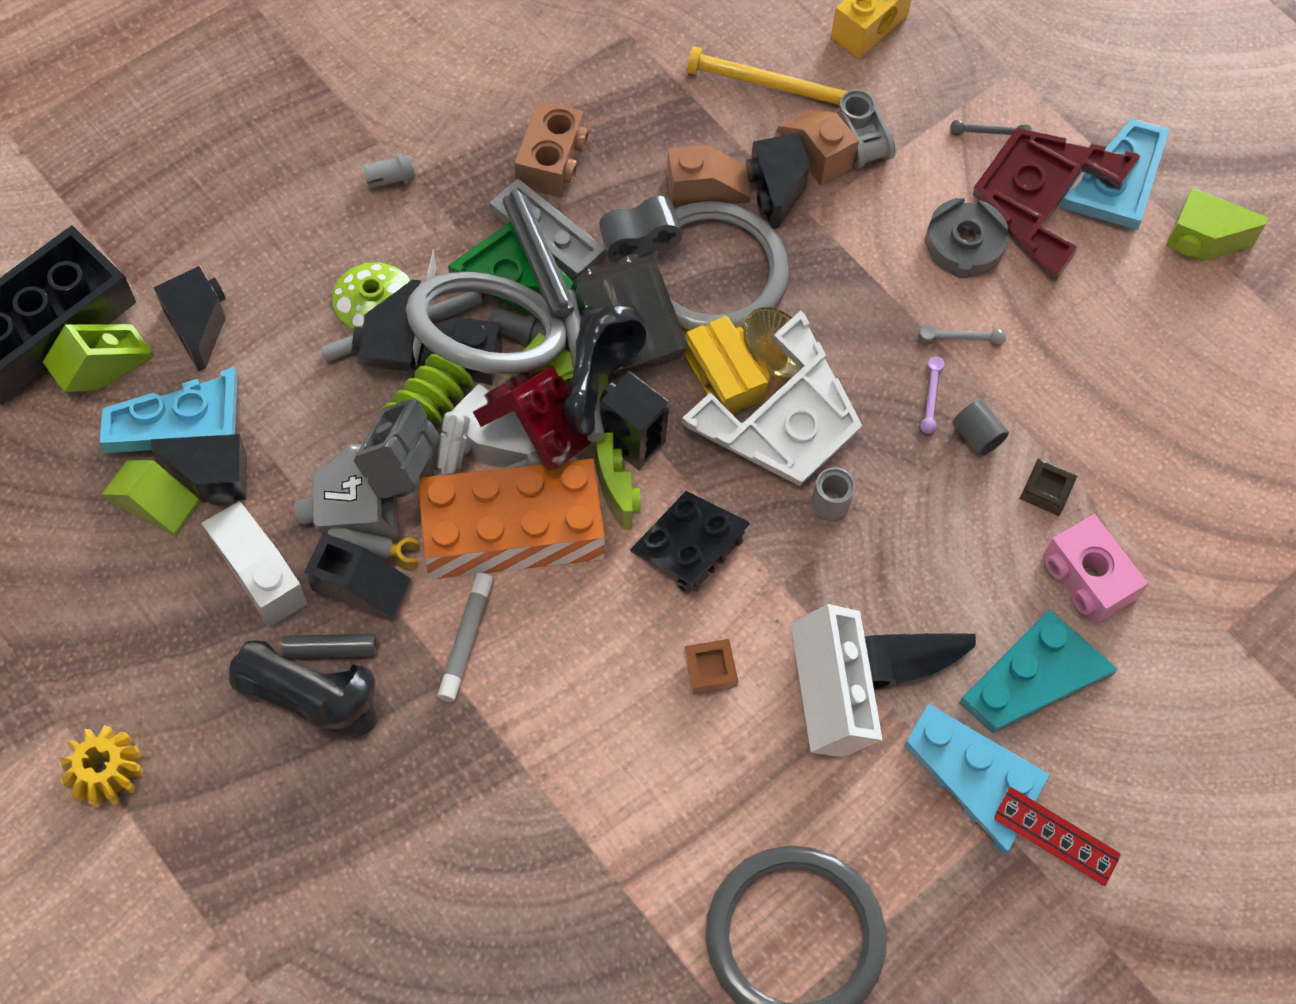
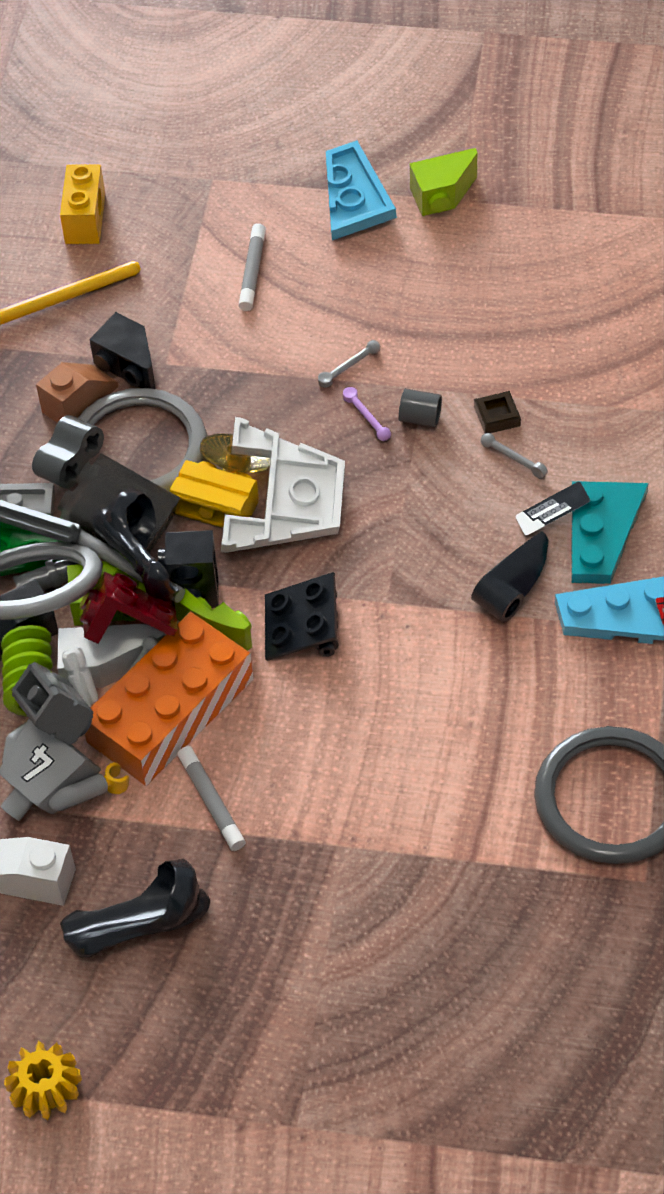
camera: 35 degrees left, 10 degrees down
(329, 646) = (122, 878): dark grey piece -> none
(356, 577) = (99, 816): black slope -> none
(711, 666) = (396, 682): dark orange plate -> none
(827, 143) = (136, 301): nougat slope -> none
(835, 681) = (486, 623): white brick -> none
(836, 480) = (367, 518): light grey beam -> none
(868, 127) = (152, 284): light grey piece -> none
(958, 127) = (260, 211): dark grey hinge -> none
(959, 183) = (252, 267): none -> light grey bar
(963, 256) = (295, 315): dark grey plate -> none
(1006, 620) = (552, 508): none -> sticker
(1014, 507) = (537, 469): none -> light grey hinge
(1031, 181) = (299, 234): dark red wing -> none
(1094, 547) = (576, 436): bright pink brick -> none

